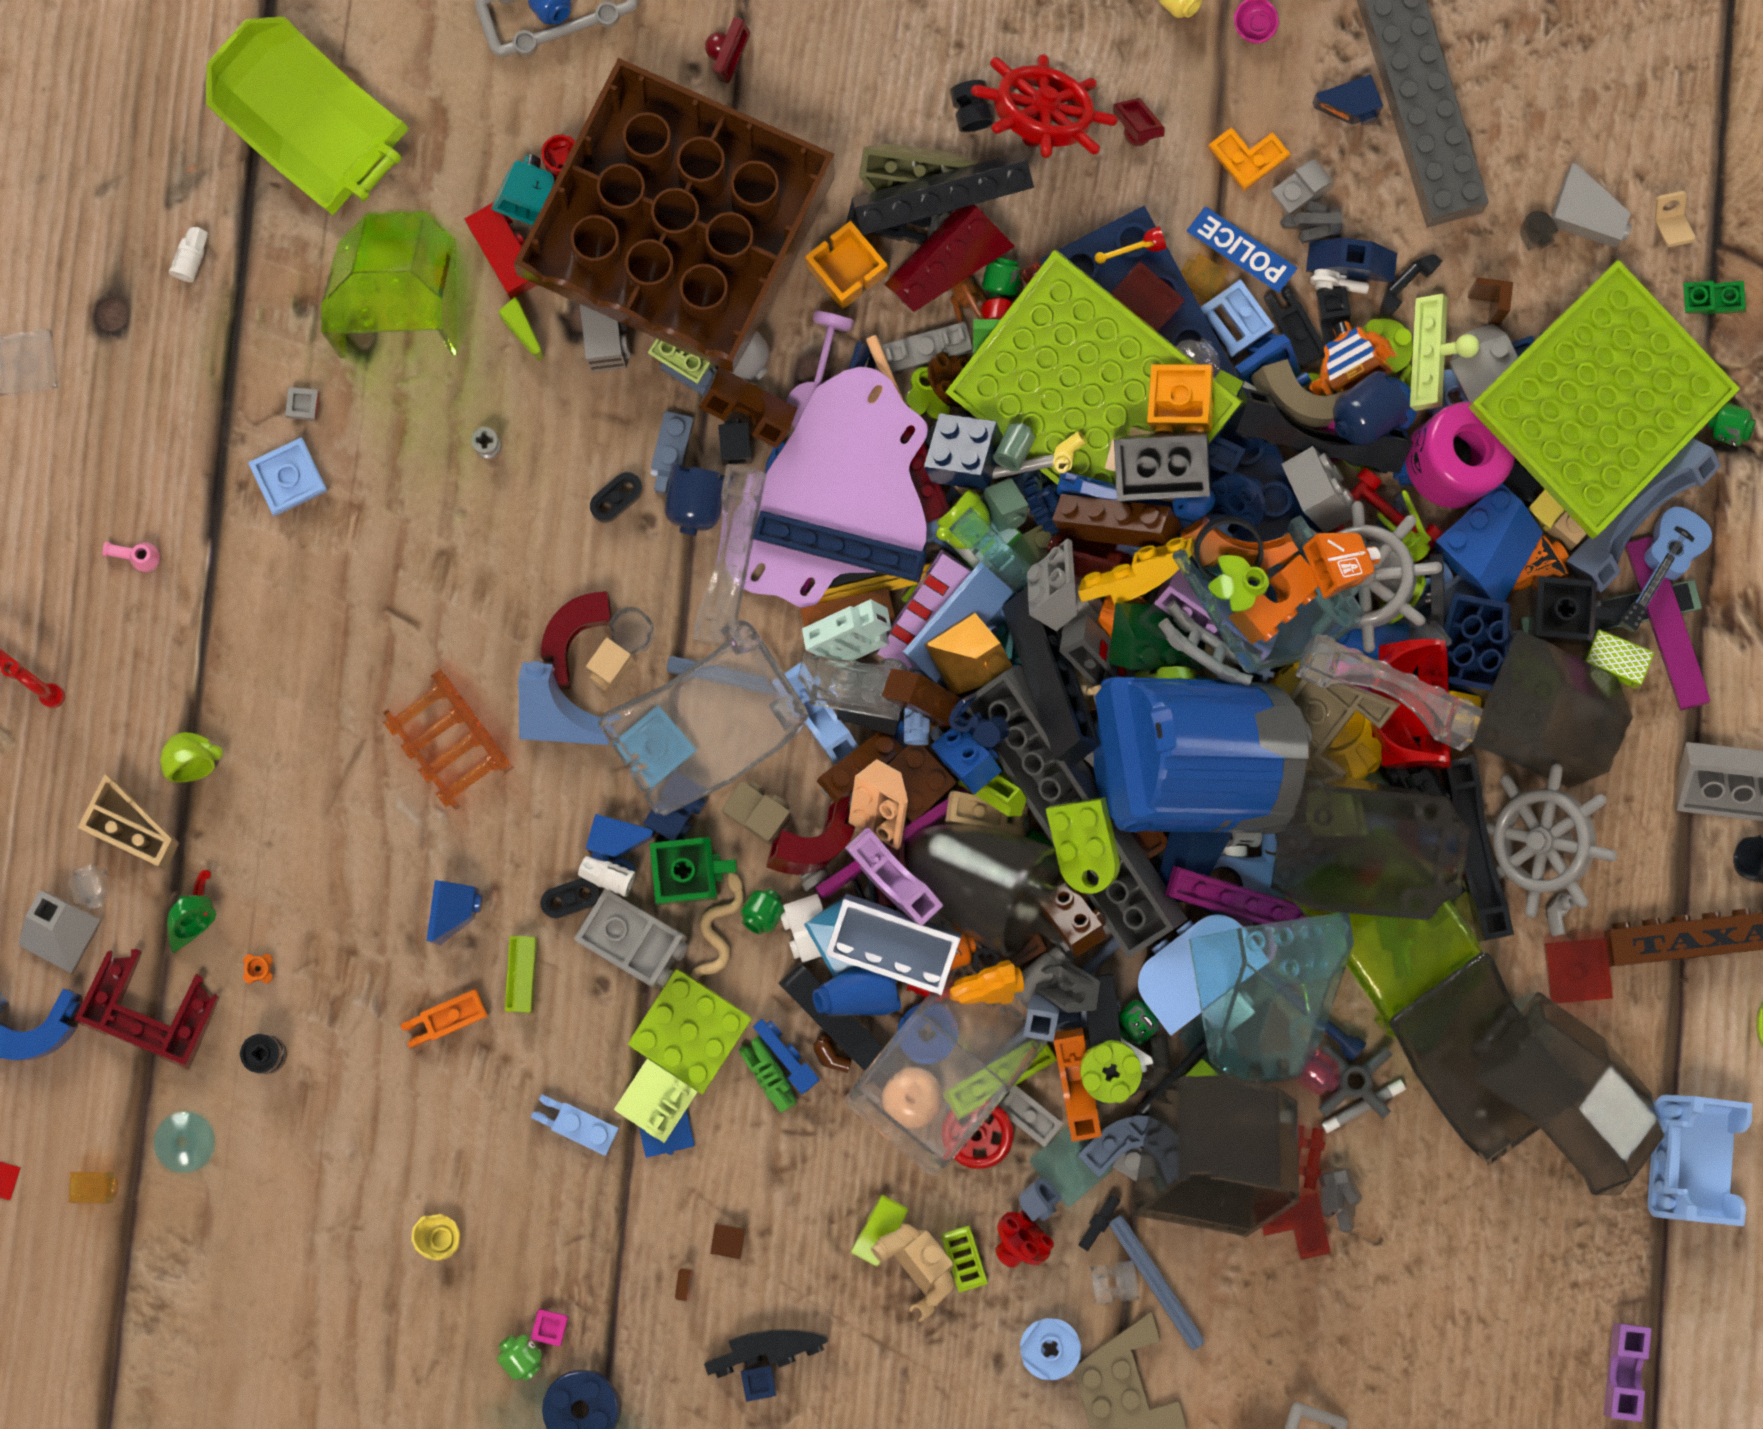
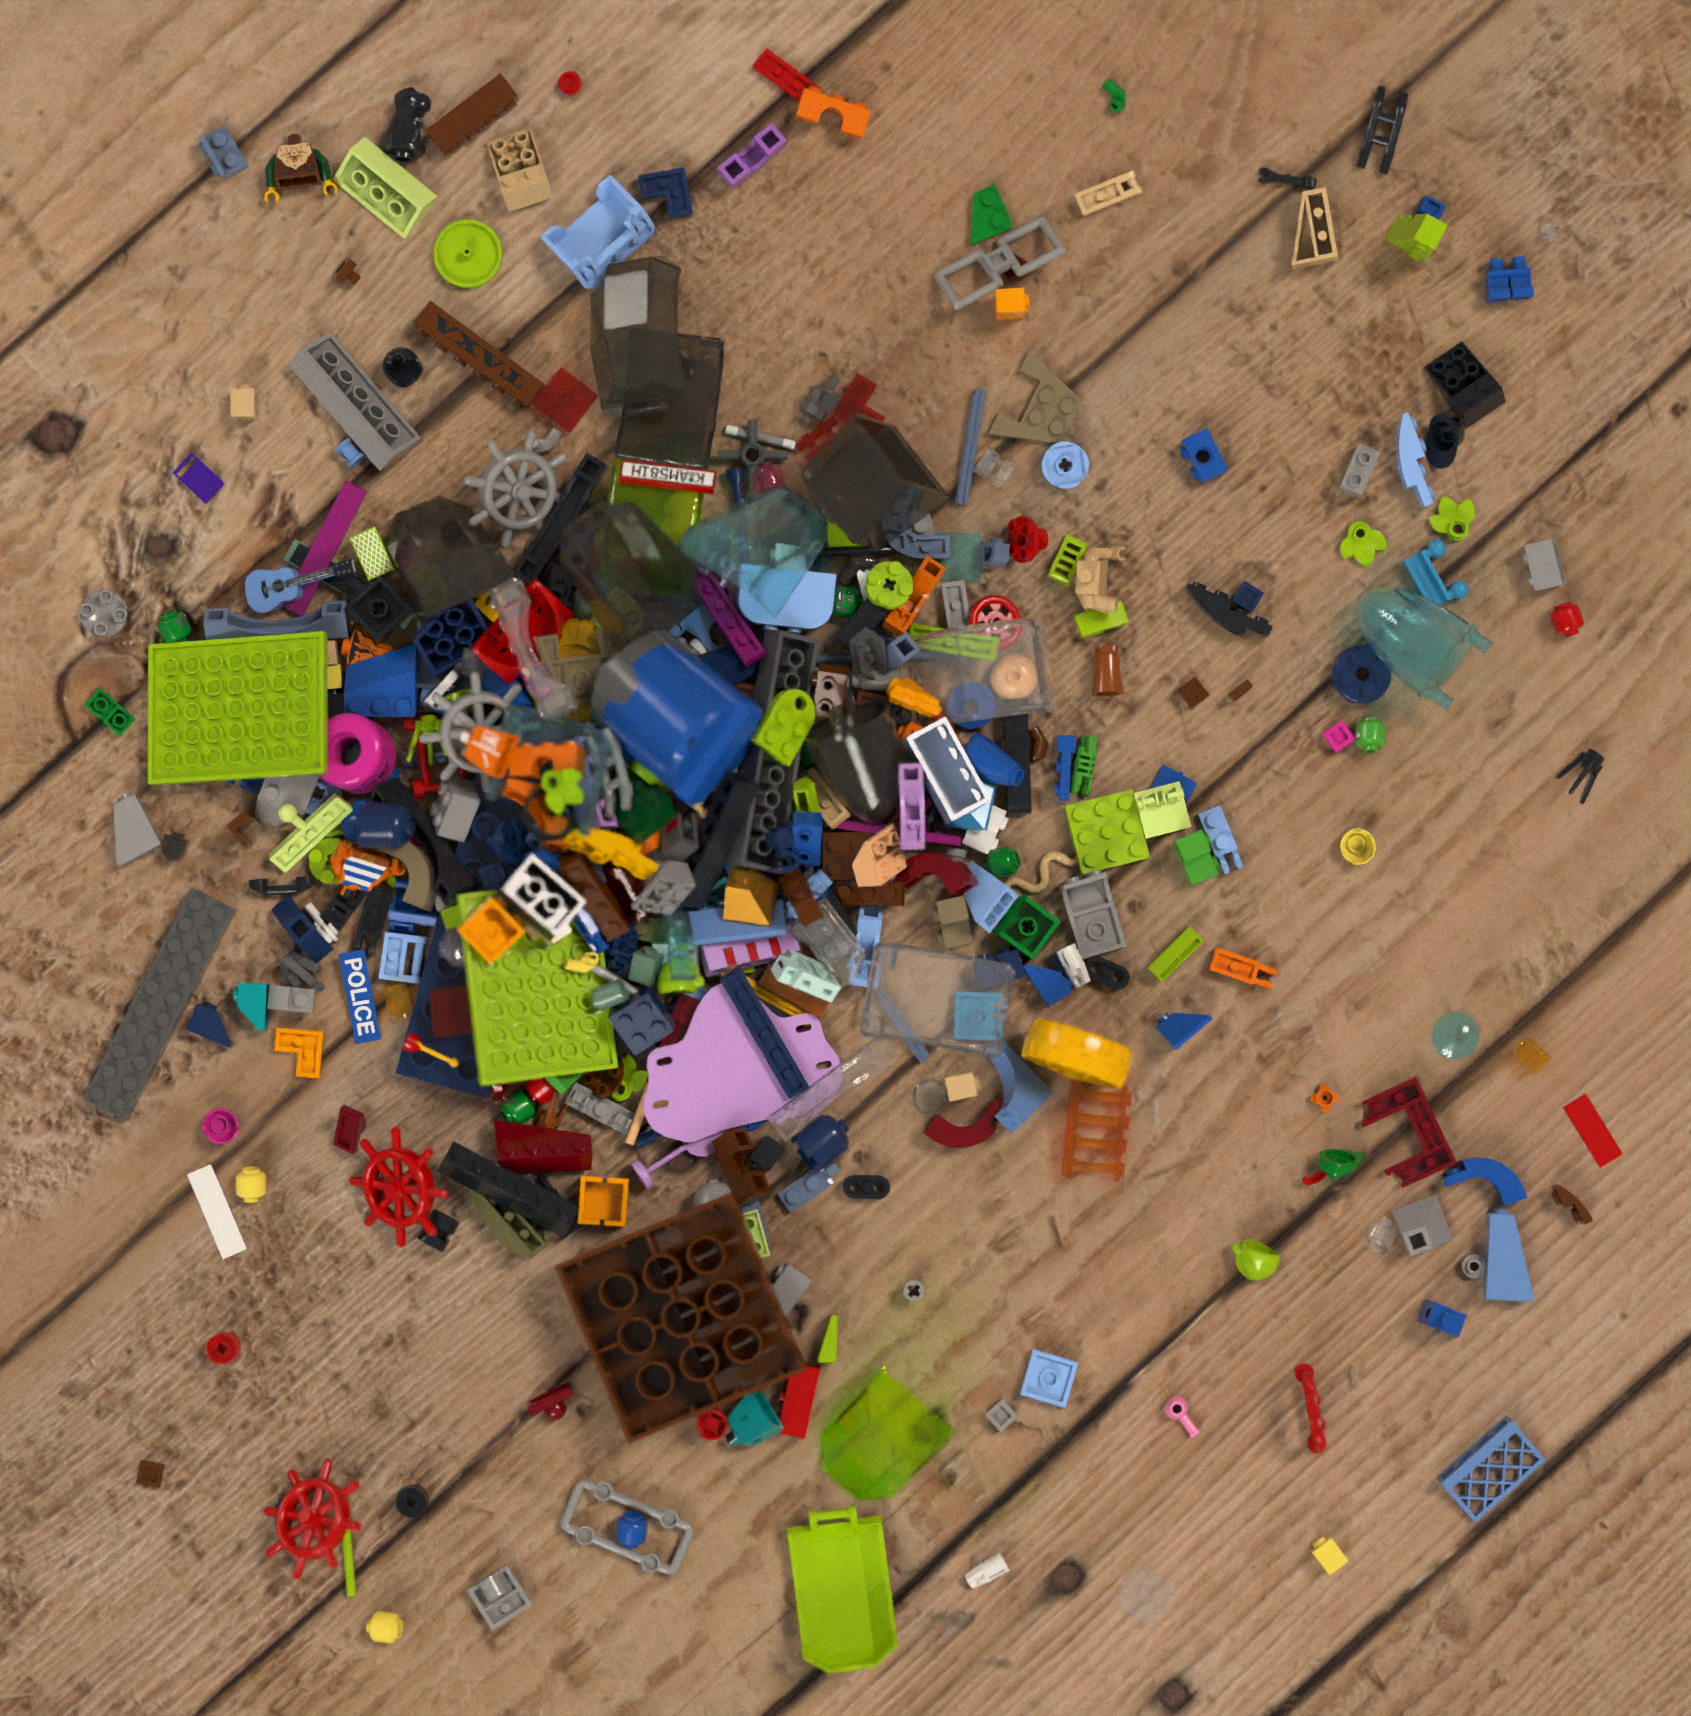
camera: 145 degrees left, 5 degrees up
(127, 825) = (1327, 1250): tan wedge -> none
(263, 1054) = (1364, 1042): black wheel -> none
(525, 789) = (1077, 1053): none -> yellow wheel
(583, 1084) = (1195, 857): none -> bright green brick
(743, 861) = (989, 898): none -> light blue slope
(827, 1184) = (1107, 672): none -> dark orange plant
(1099, 1222) = (971, 509): black bar -> none
(1333, 153) = (252, 1001): none -> teal slope
(1417, 977) = (667, 476): none -> tile
(1673, 223) = (90, 777): tan bracket -> none
(1675, 1272) = (671, 184): none -> dark blue plate
(1729, 733) = (349, 453): none -> medium blue bush

